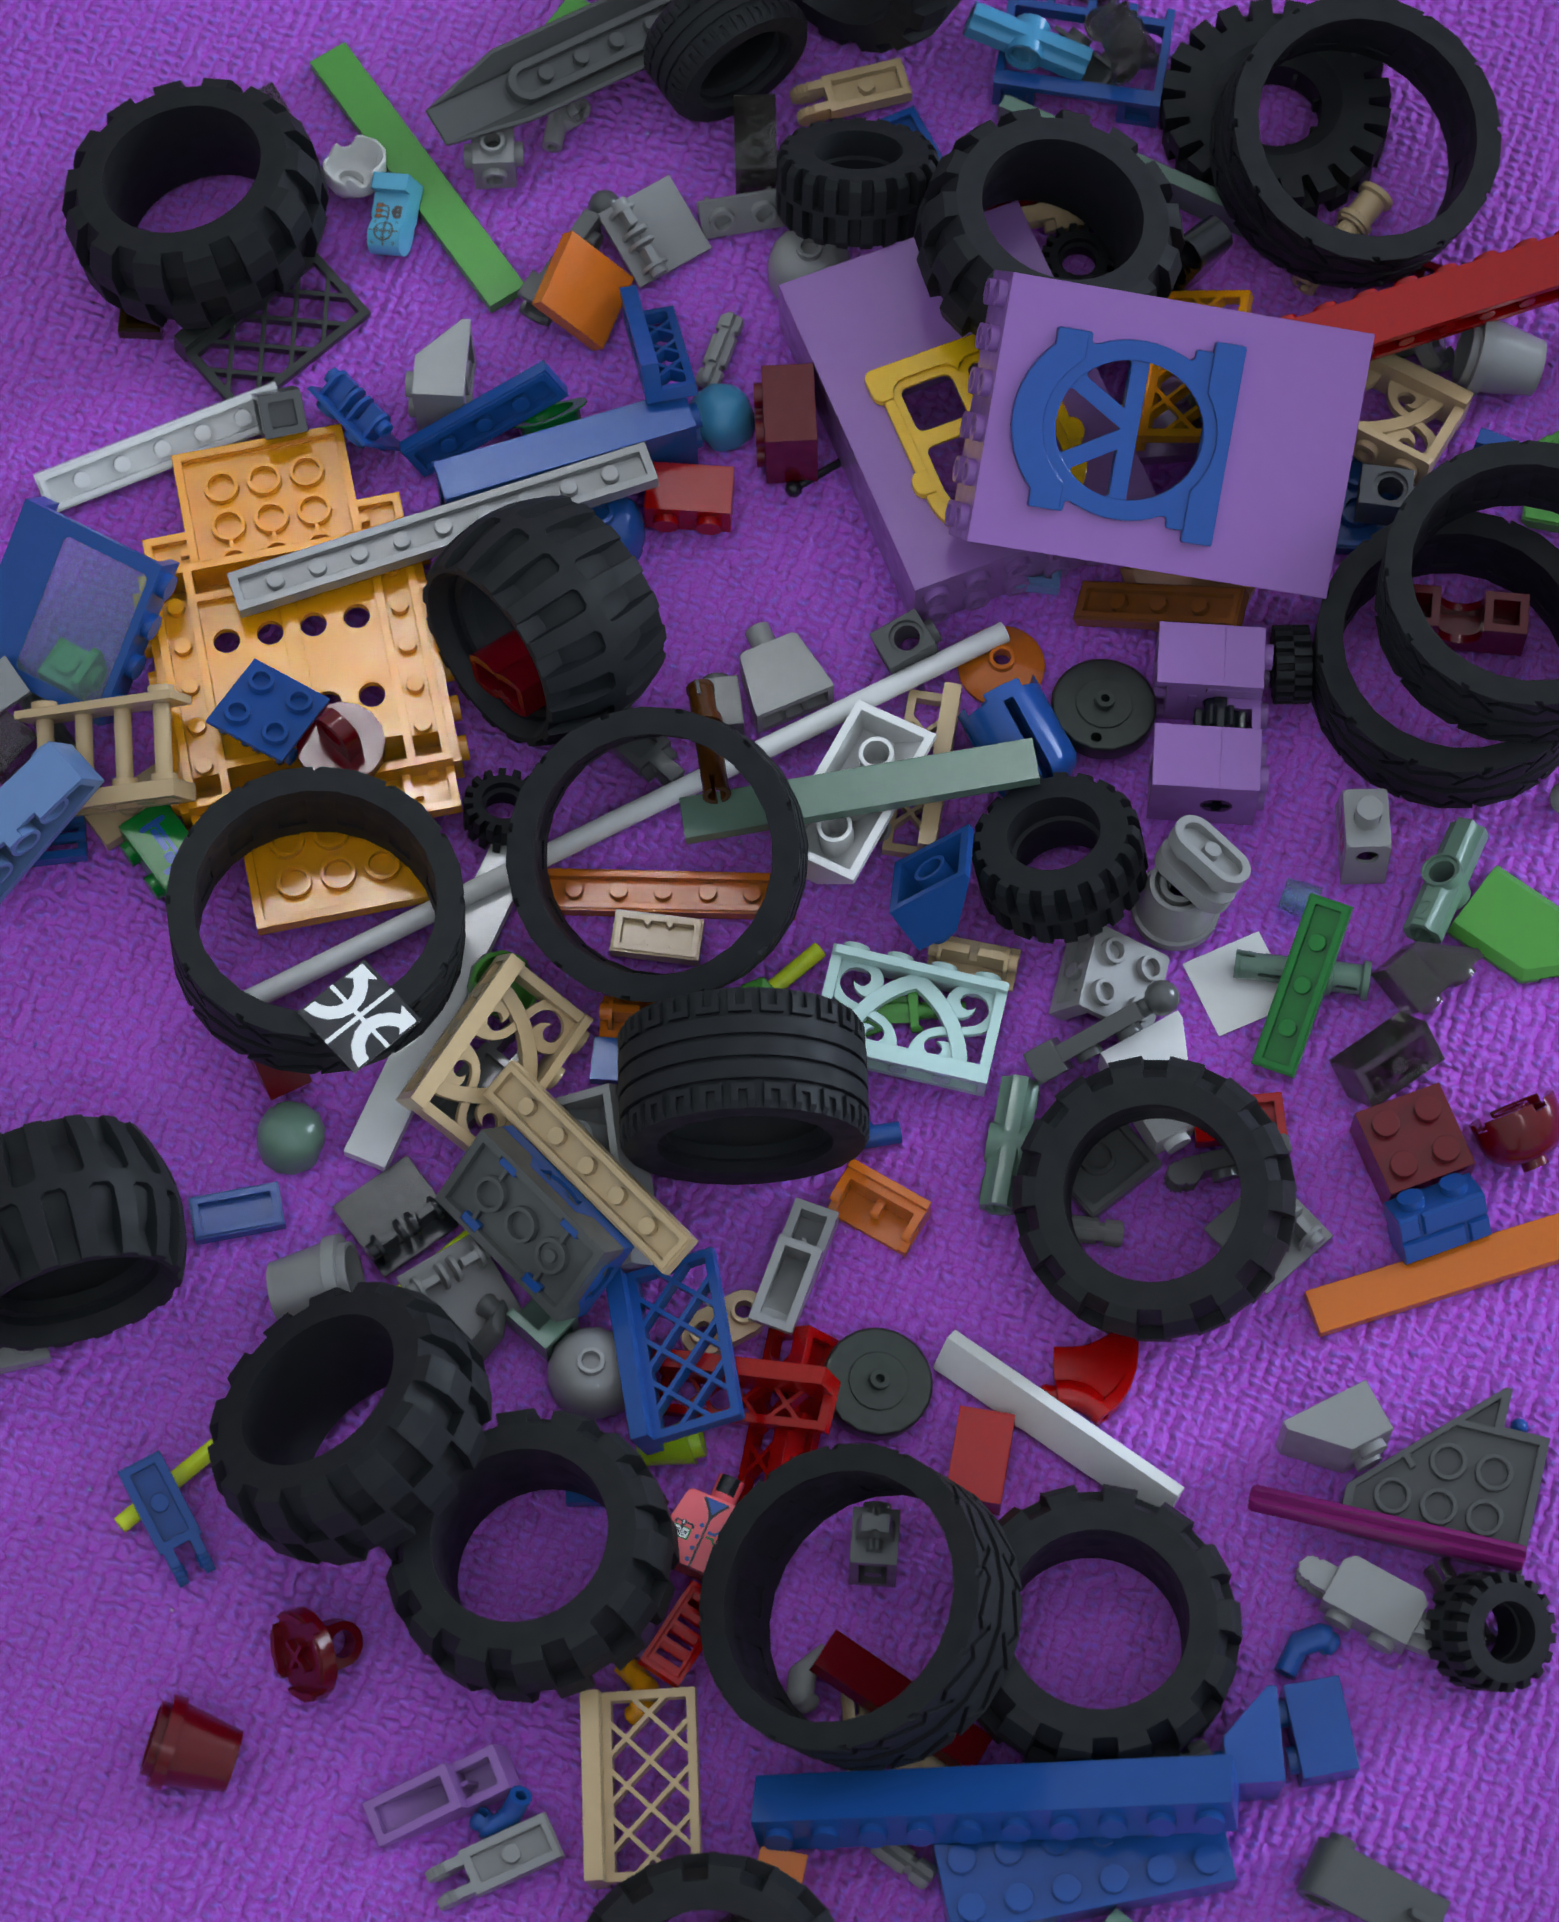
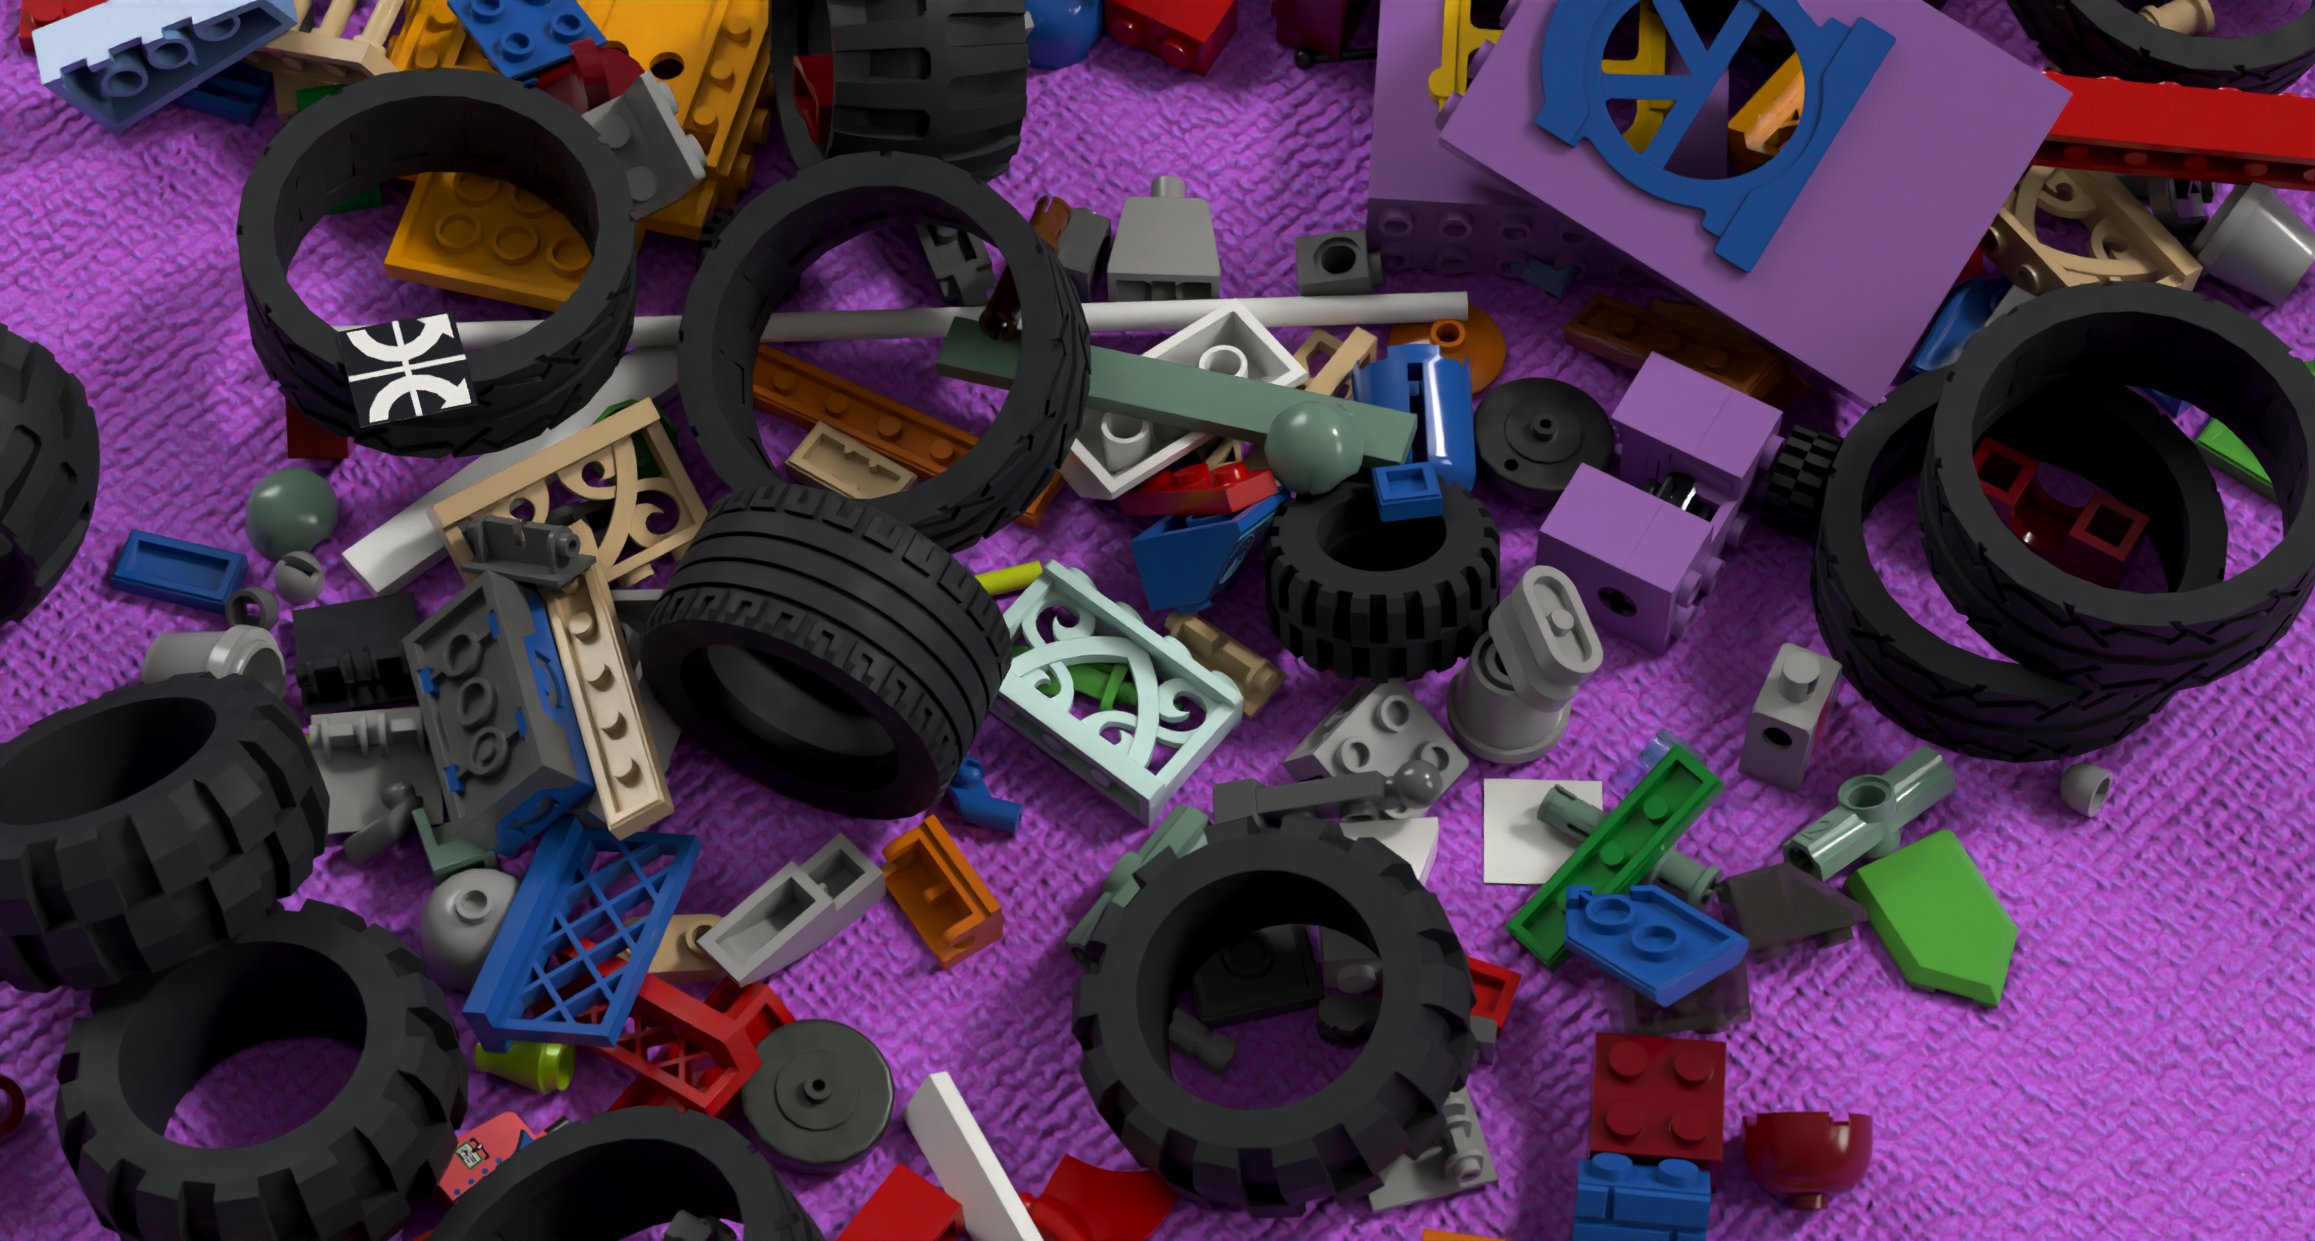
camera: 25 degrees right, 10 degrees down
(311, 1226) = (237, 613): none -> dark grey hinge
(322, 1187) = (294, 584): none -> light grey hinge
(409, 763) = (650, 145): none -> light grey bracket
(506, 1103) = (545, 557): none -> dark grey hinge
(914, 851) = (1199, 490): none -> red plate
(978, 792) = (1314, 446): none -> sand green hair
(1054, 796) = (1406, 491): none -> blue tile
(1359, 1036) = (1650, 940): none -> blue tile

